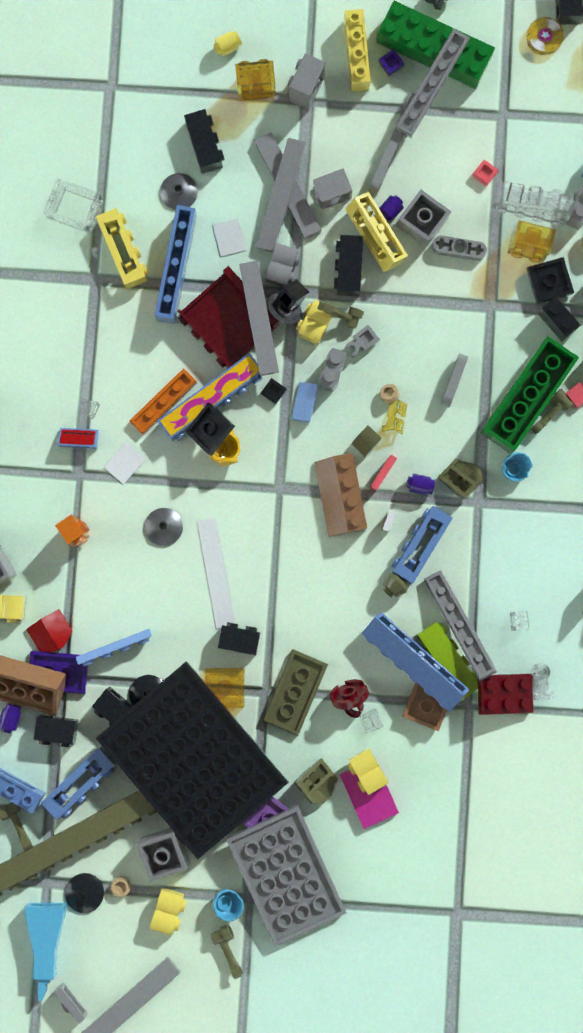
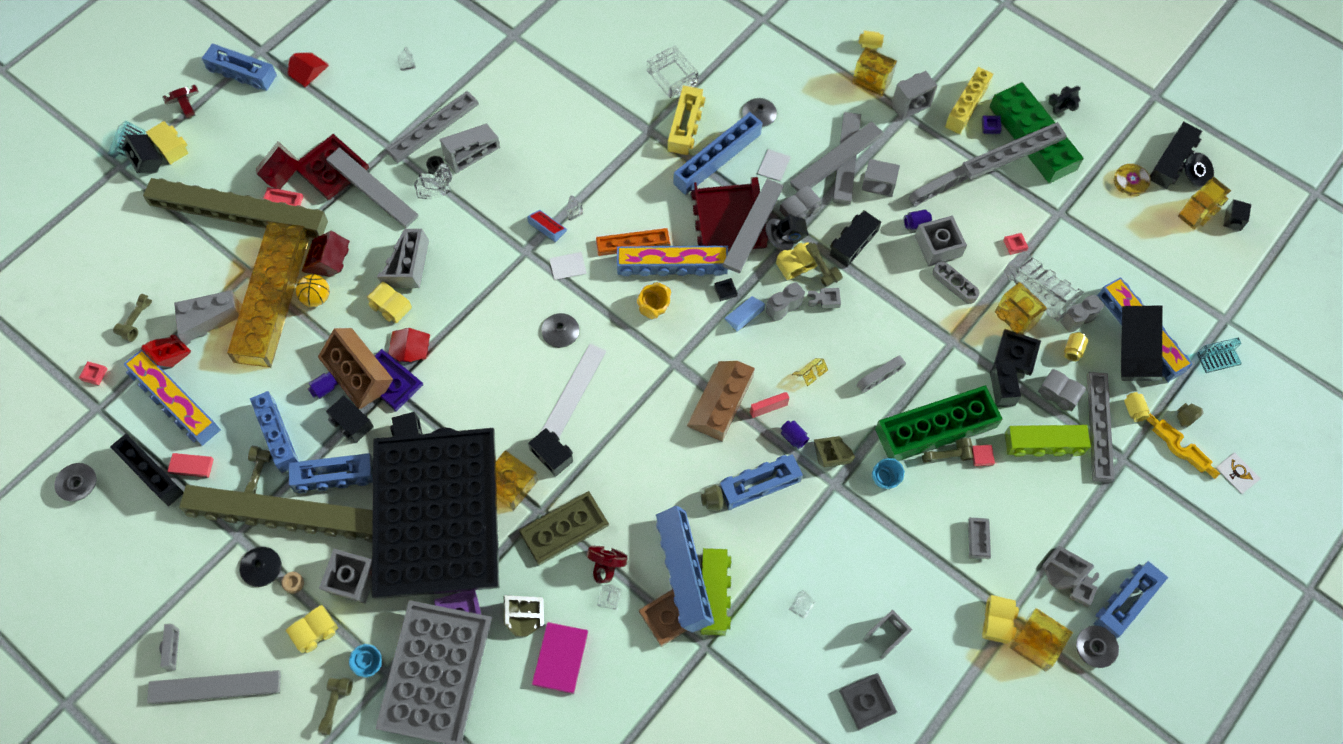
camera: 35 degrees right, 20 degrees down
(45, 928) = (203, 571): medium azure piece -> none
(73, 531) = (488, 280): orange brick -> none
(122, 645) = (452, 388): light blue plate -> none
(204, 141) = (804, 89): black brick -> none
(210, 428) = (653, 275): black plate -> none
(366, 440) = (773, 372): olive brick -> none
(368, 771) = (574, 632): light yellow brick -> none
(375, 232) = (894, 227): light yellow brick -> none
(388, 521) = (745, 445): white tile -> none
(389, 393) = (819, 350): tan tile -> none
(460, 625) = (745, 568): light grey tile -> none
(505, 694) = (744, 654): dark red plate -> none
(540, 676) = (787, 662): clear leg -> none

